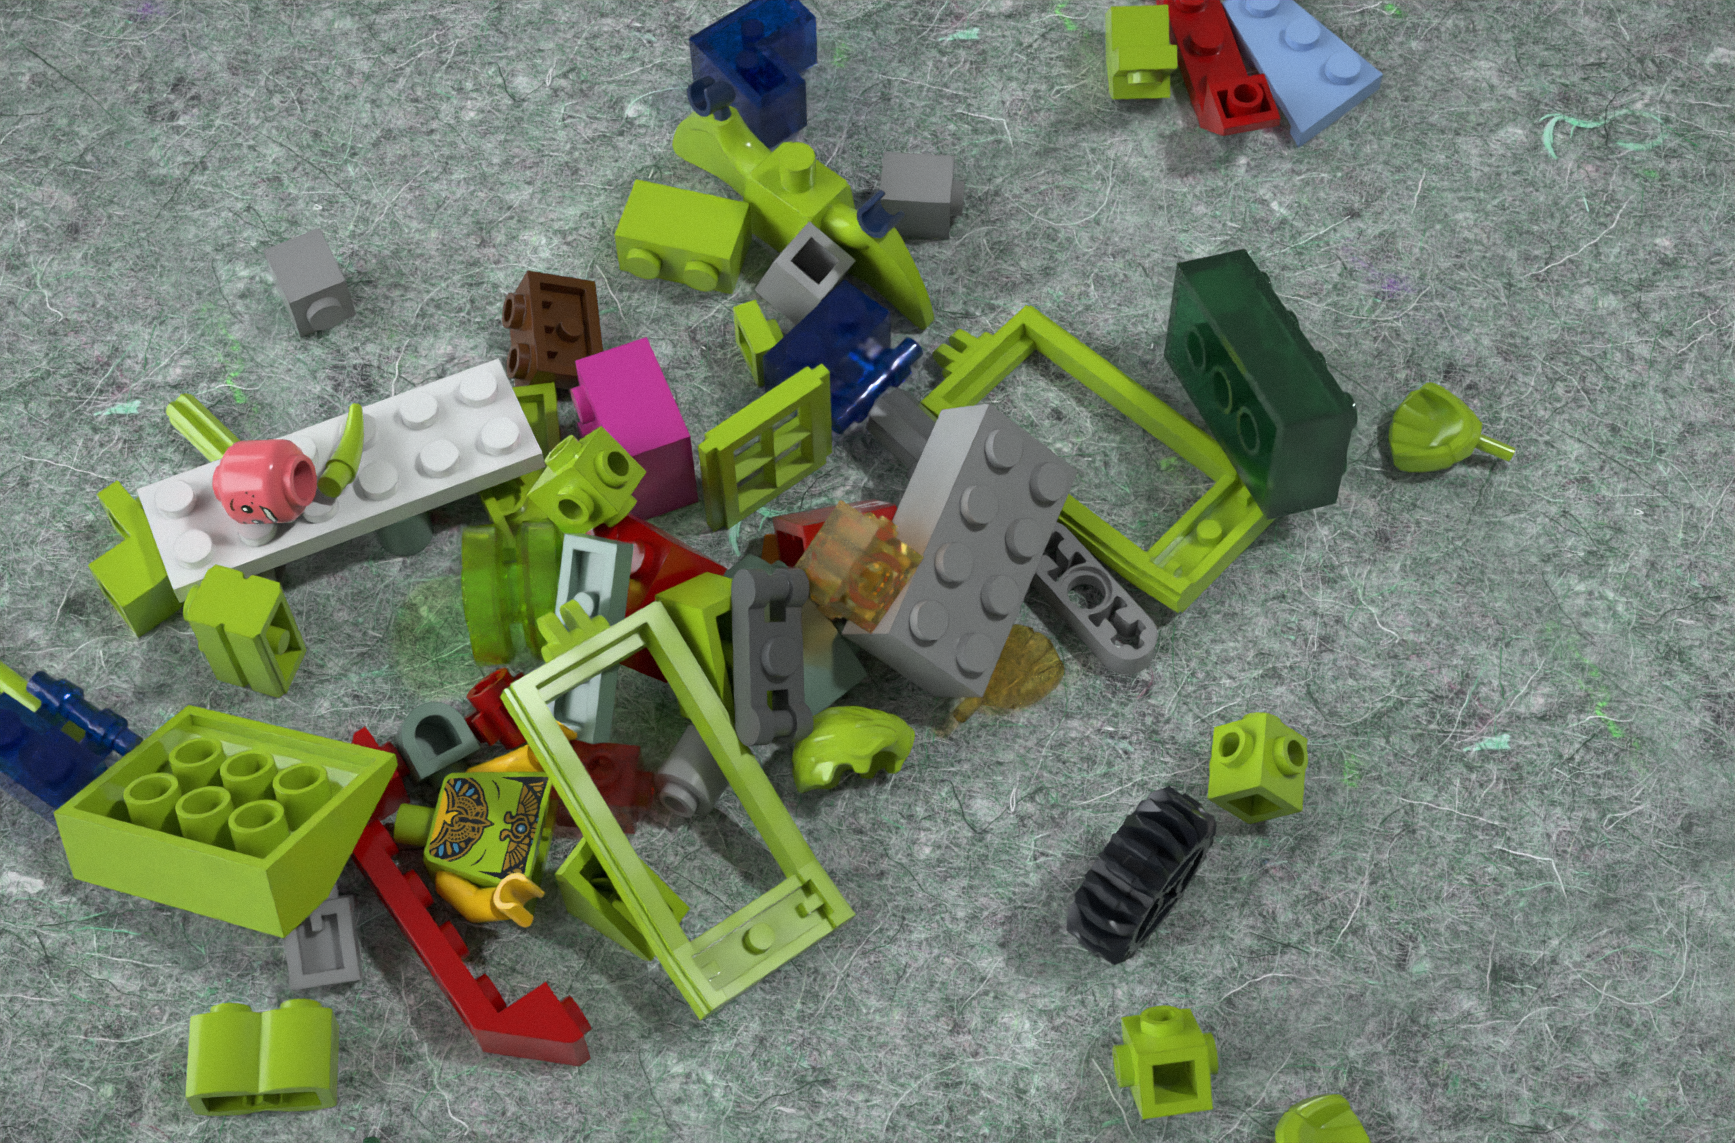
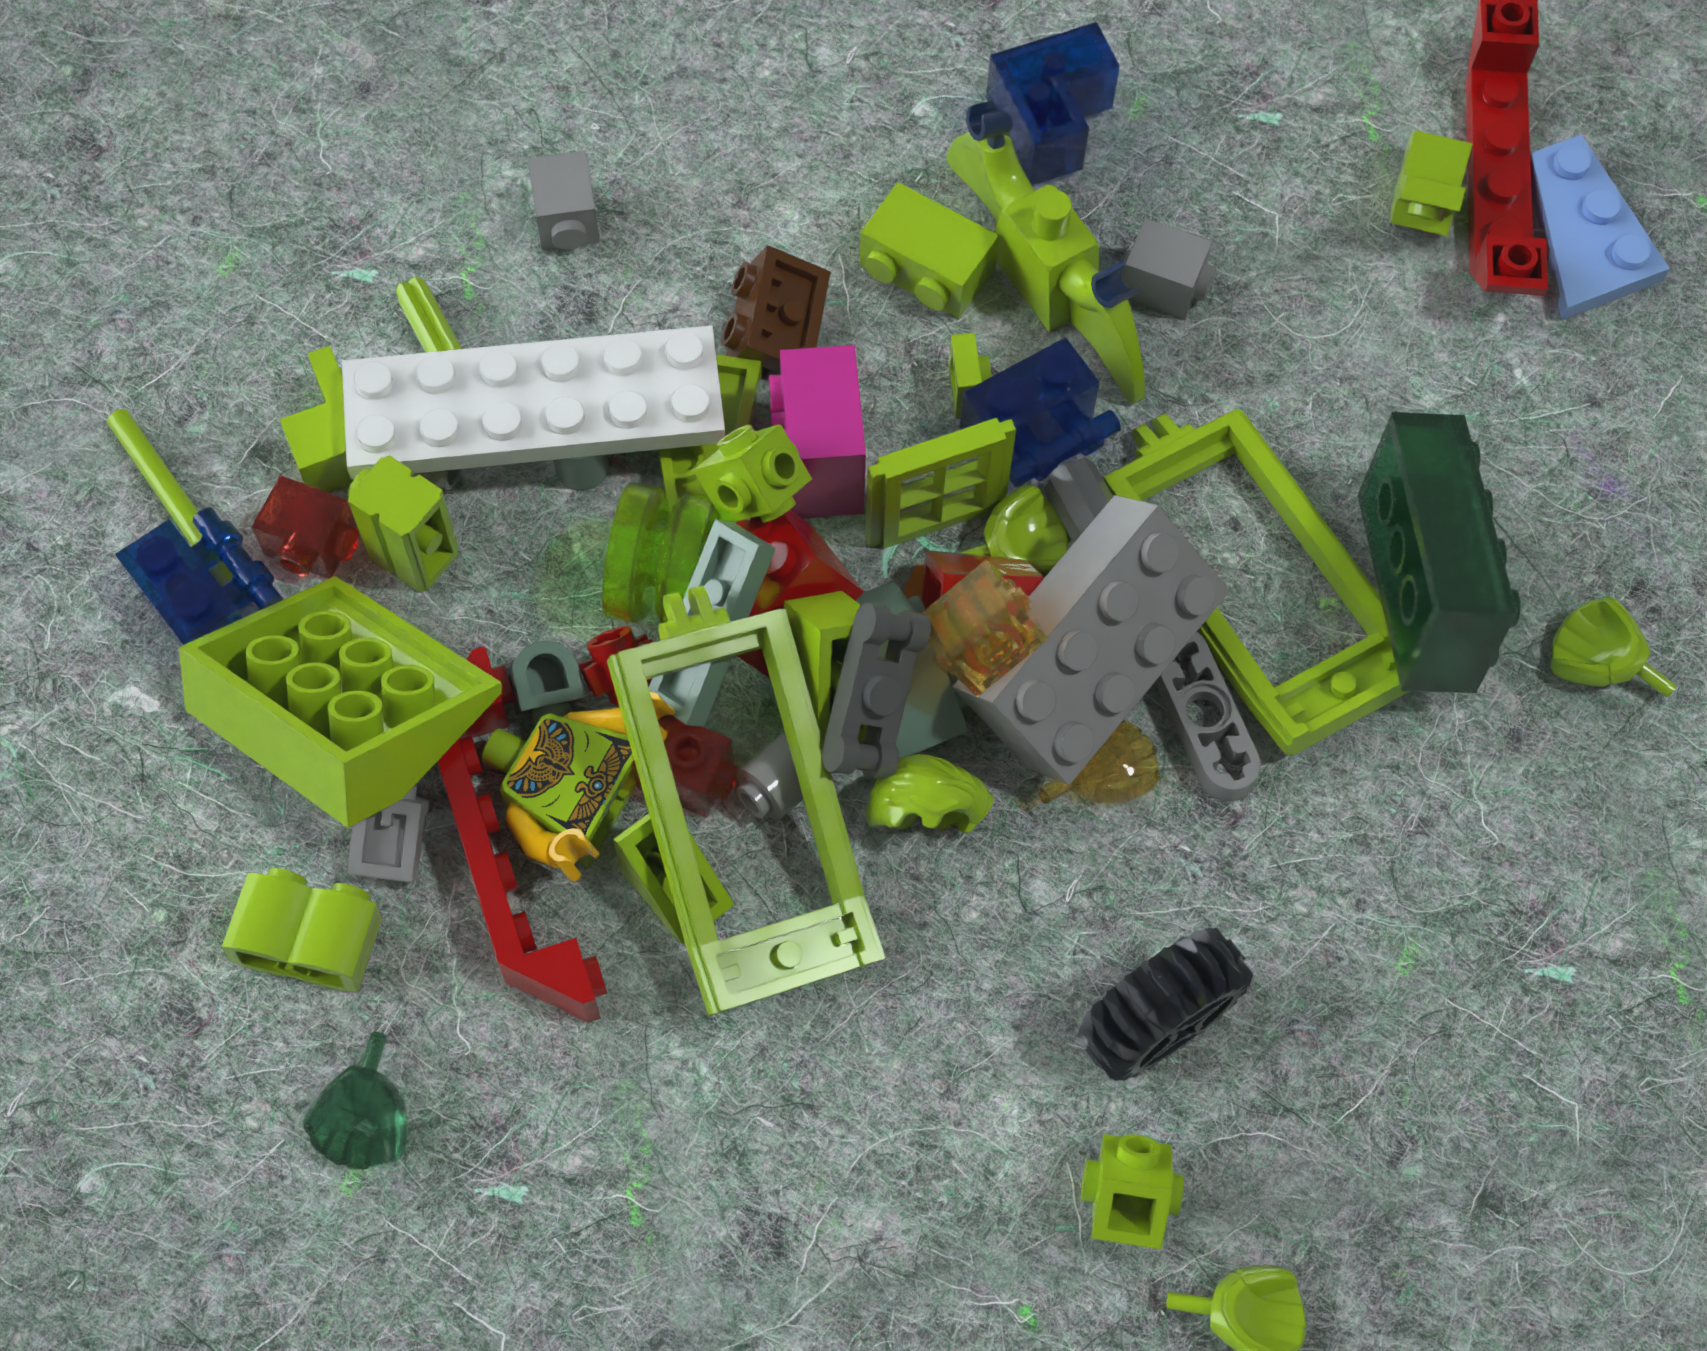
camera: 15 degrees right, 5 degrees up
(145, 666) = (306, 529): none -> clear red brick
(265, 481) = (456, 388): coral head -> none
(346, 459) = (538, 388): lime helmet -> none
(804, 273) = (1030, 319): light grey brick -> none
(861, 470) = (1025, 529): none -> lime piece
(1257, 768) = (1313, 931): lime brick -> none

